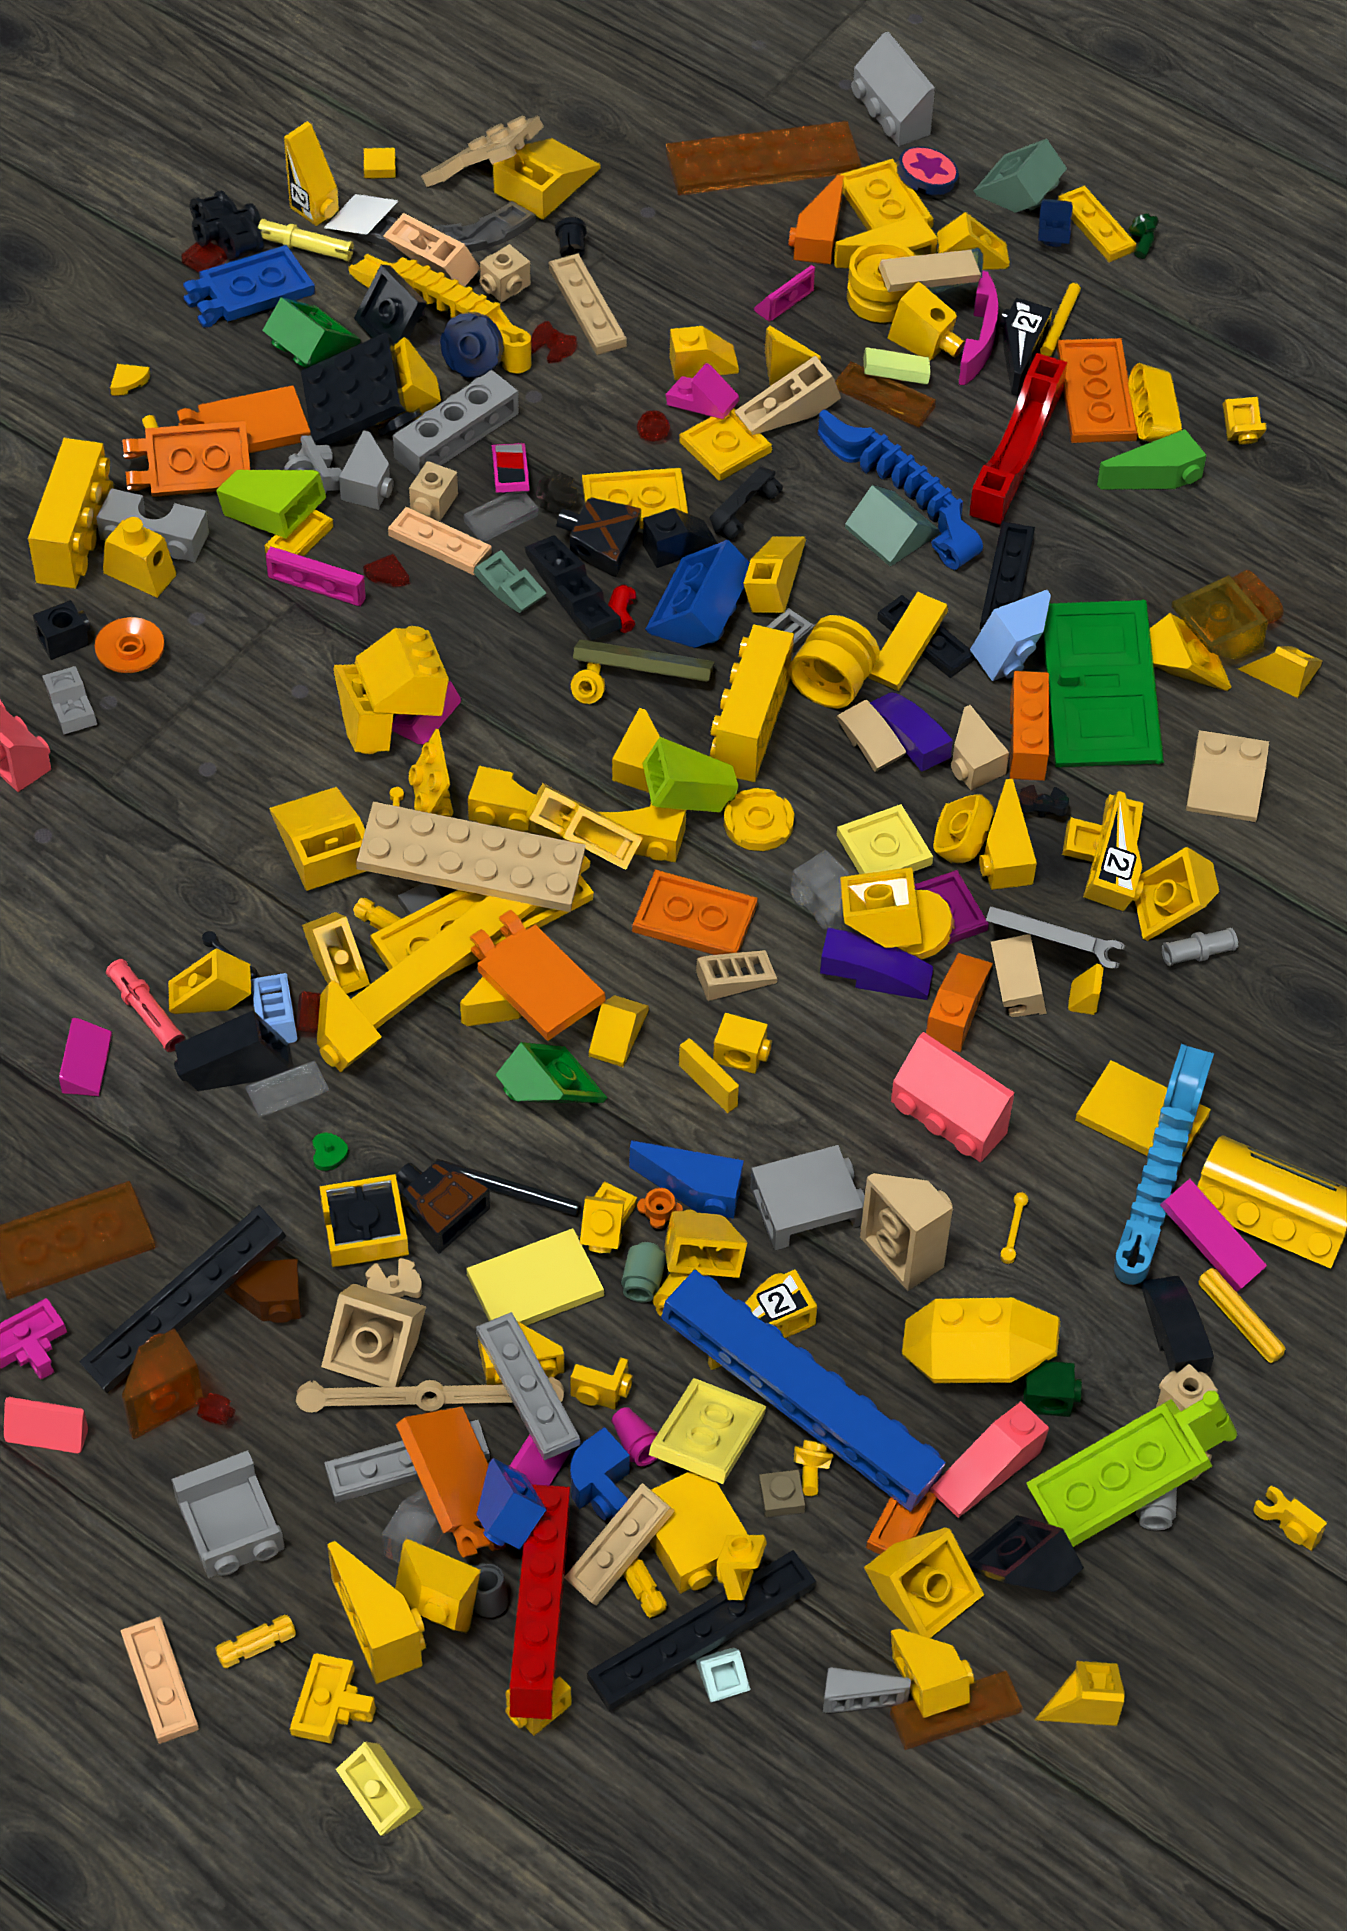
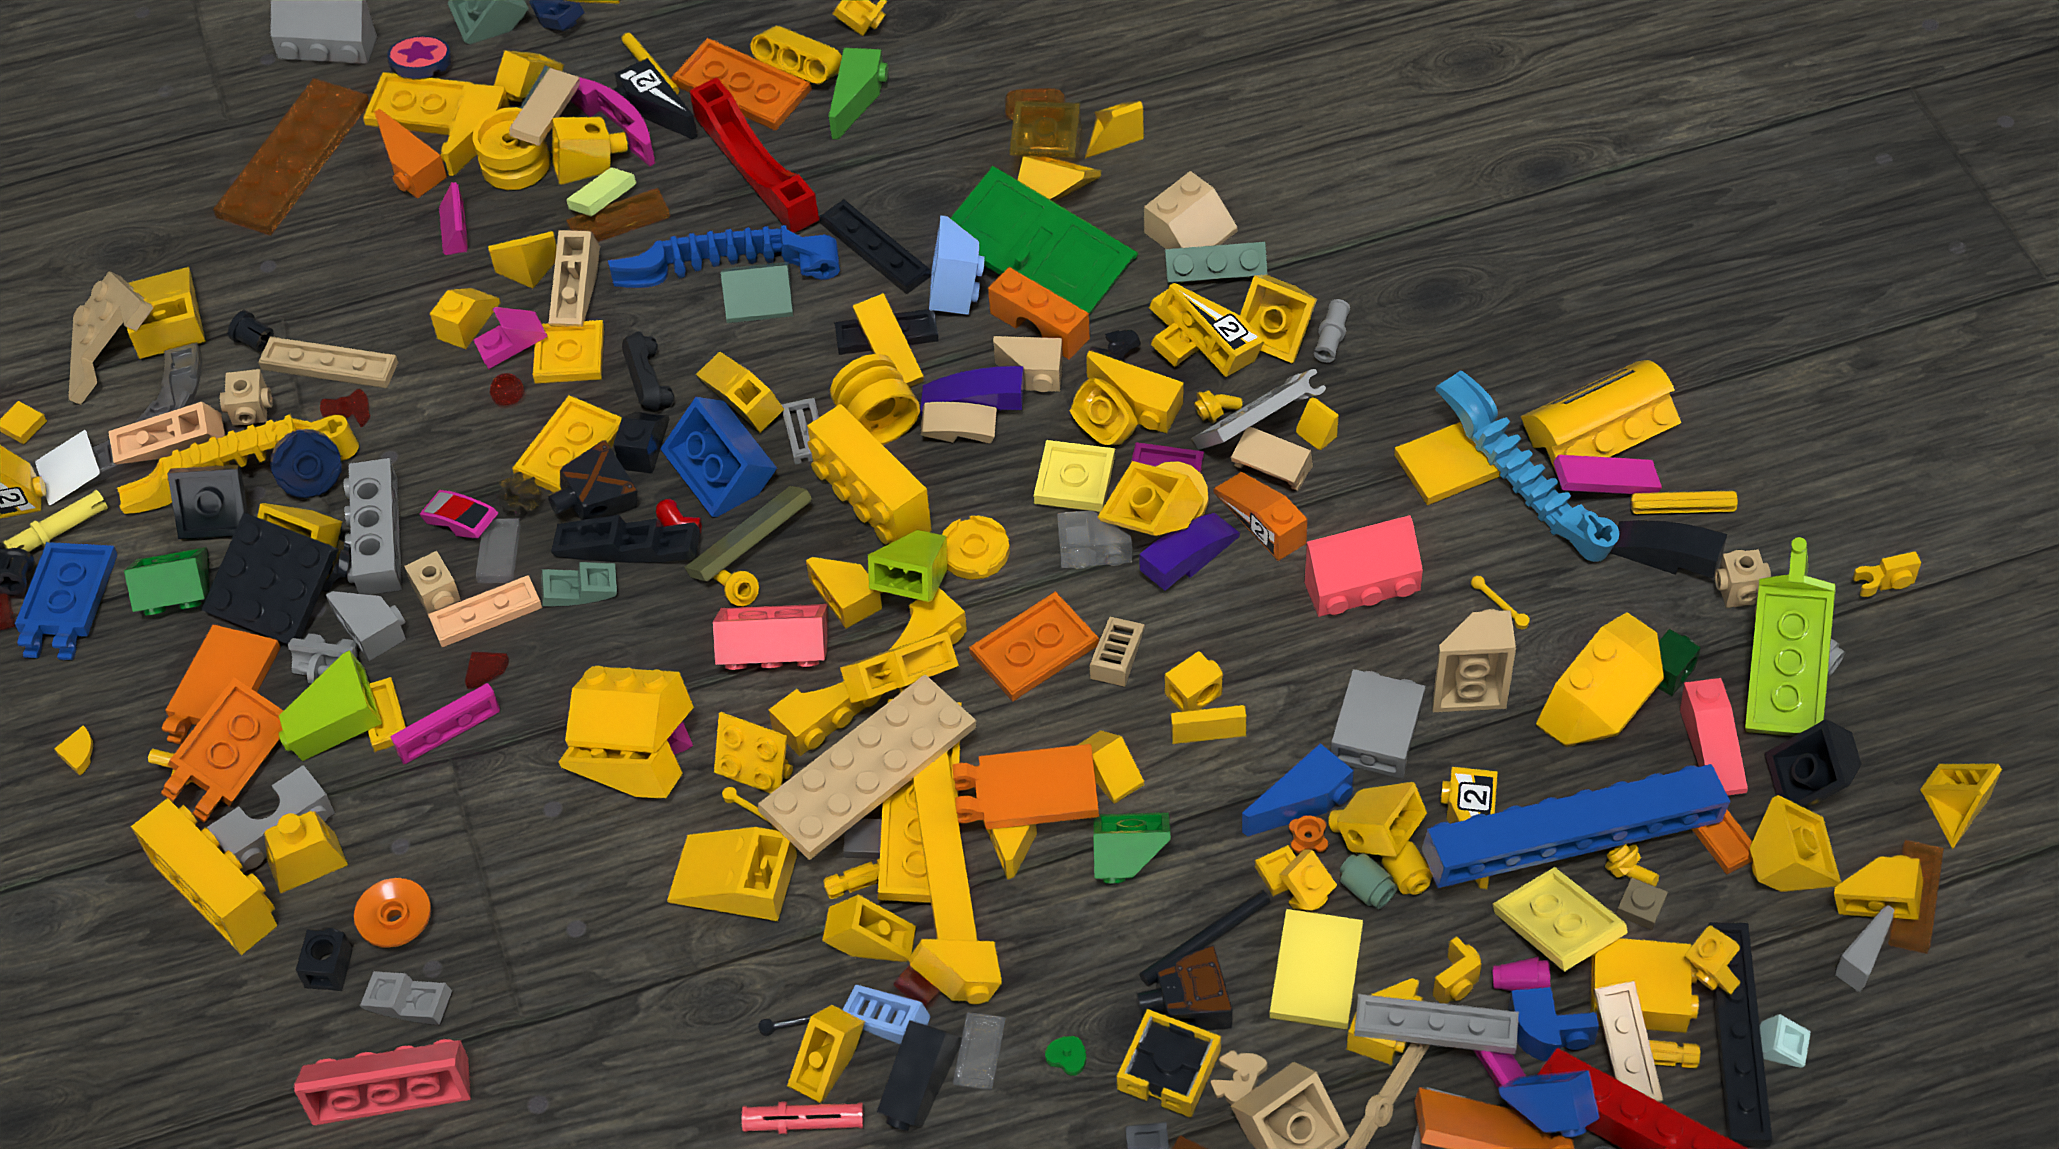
camera: 50 degrees left, 0 degrees up
(558, 730) = (771, 635): none -> coral slope
(1038, 898) = (1210, 405): none -> yellow plate
(1198, 821) = (1215, 262): none -> sand green plate

